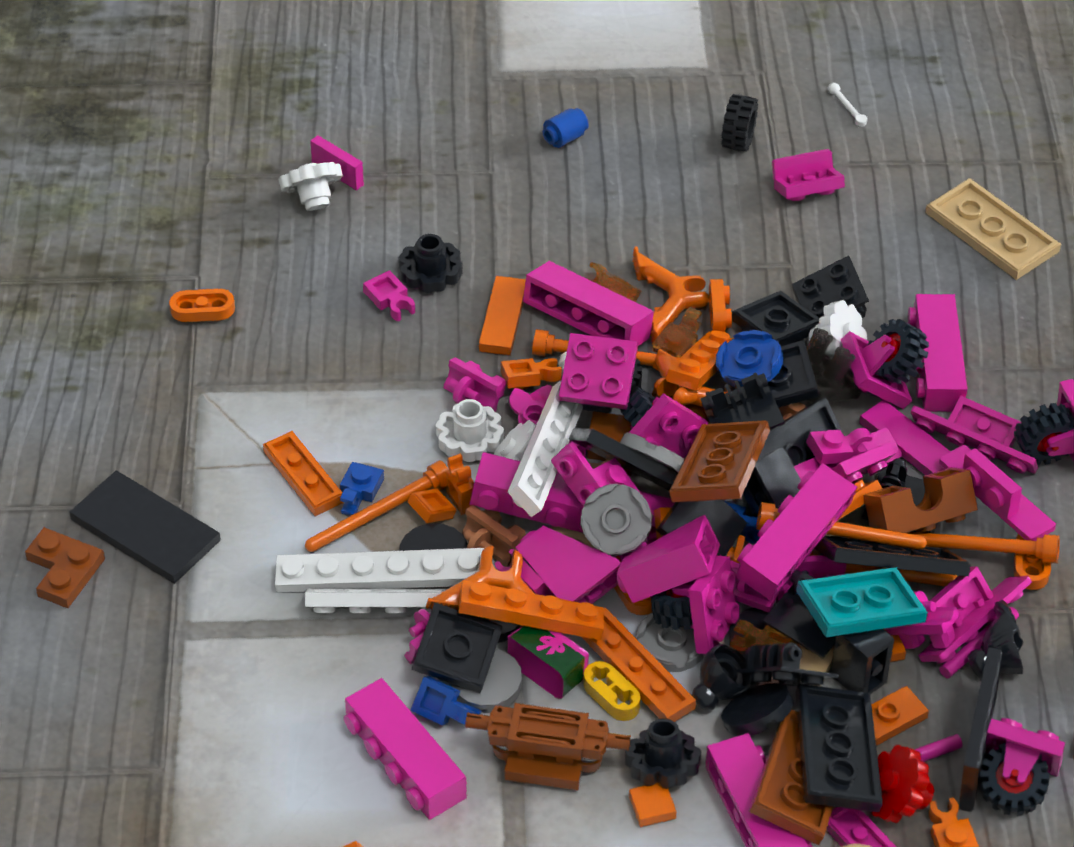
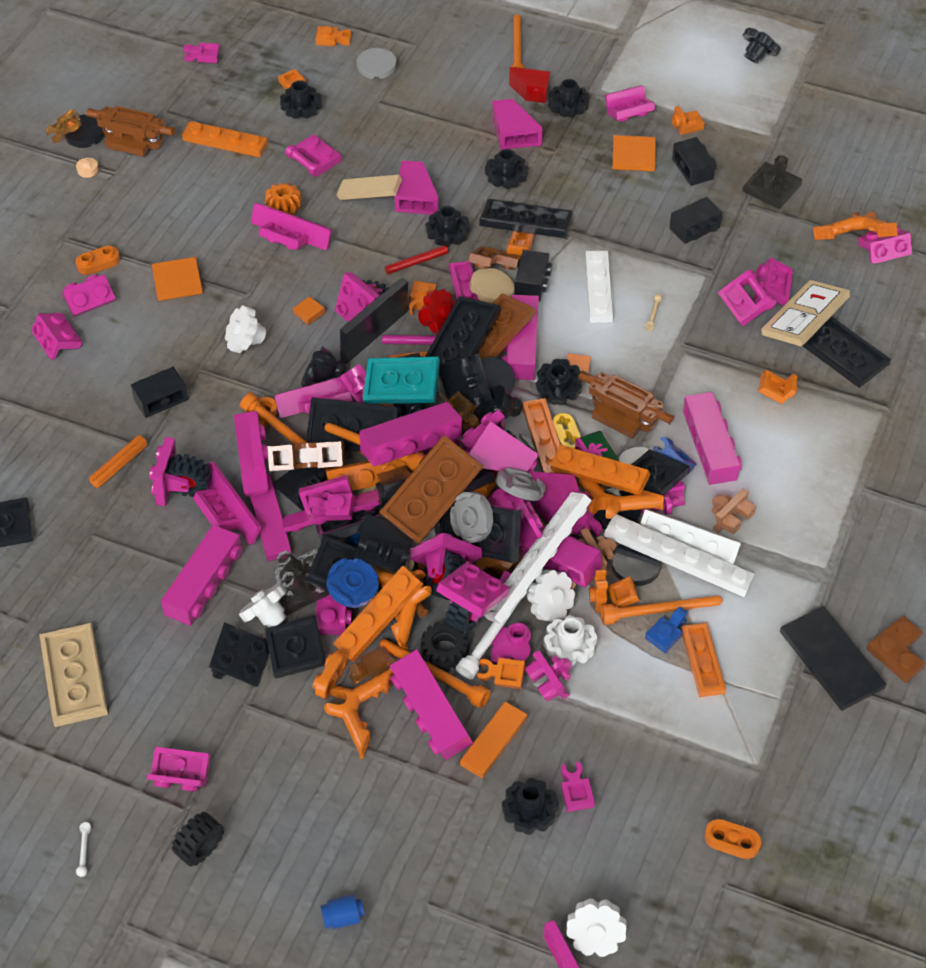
camera: 155 degrees left, 5 degrees up
(341, 652) = (728, 508): none -> nougat hips
(614, 282) = (395, 725): clear orange plate -> none
(887, 361) = (251, 561): plate -> none

